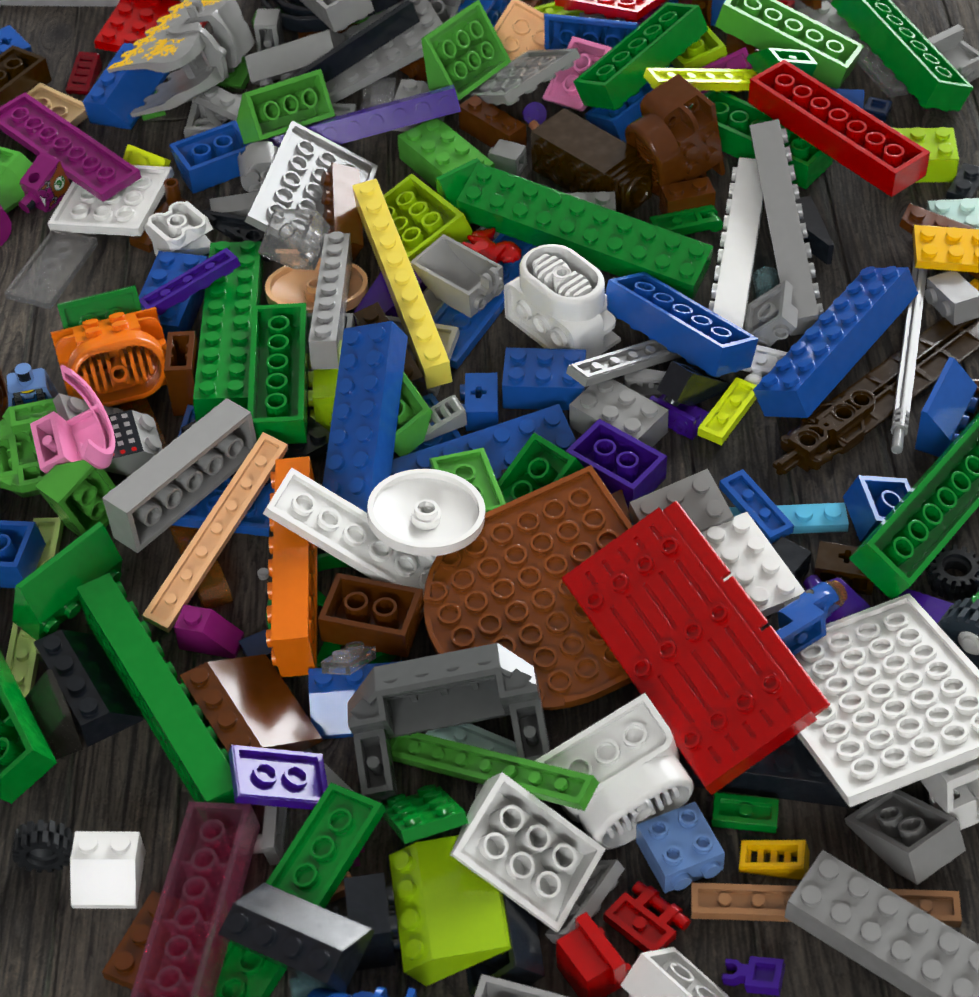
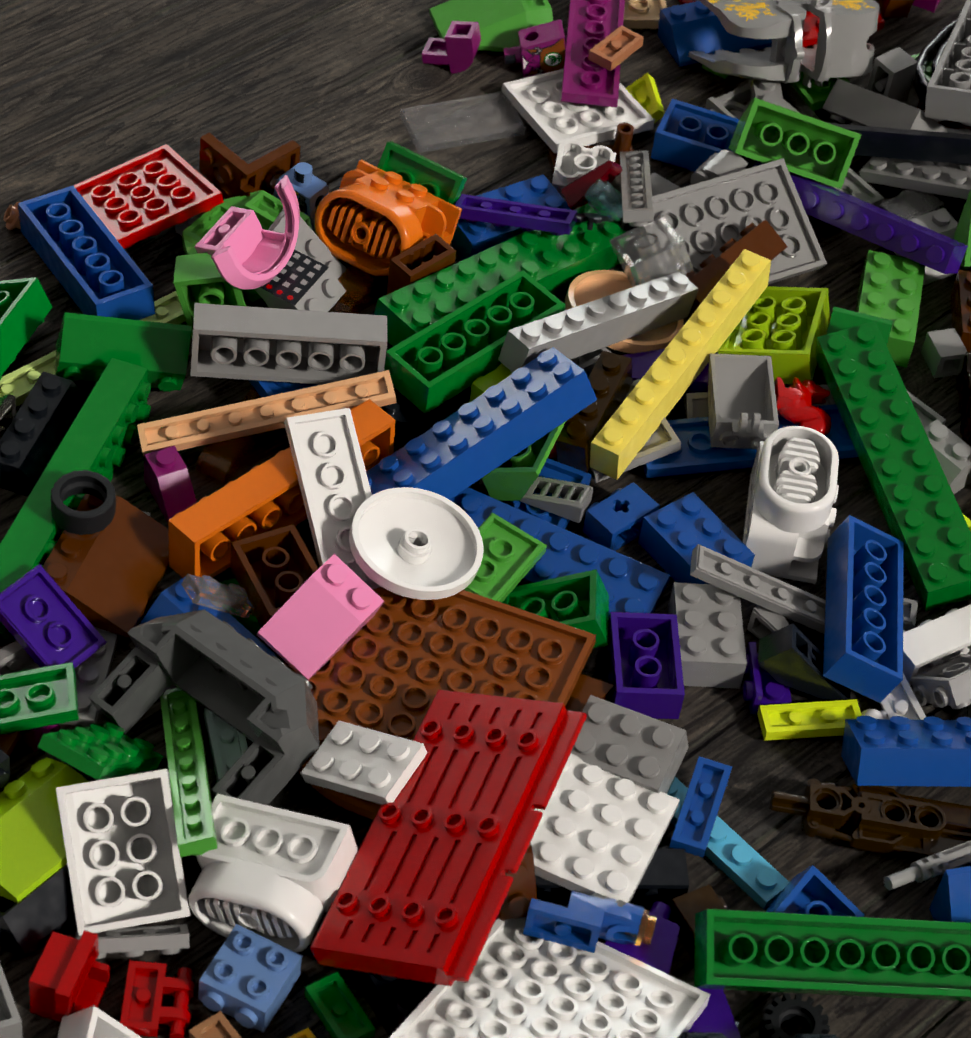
camera: 40 degrees right, 0 degrees up
(98, 141) = (615, 48): none -> nougat plate
(195, 665) = (83, 483): none -> black tyre
(203, 233) = (576, 190): none -> dark red slope
(229, 228) = (605, 199): none -> clear light blue brick
(236, 245) = (591, 218): none -> black plant
(243, 204) = (636, 188): none -> light grey plate
(437, 604) = (320, 617): none -> bright pink slope
(580, 659) = (364, 763): none -> white plate

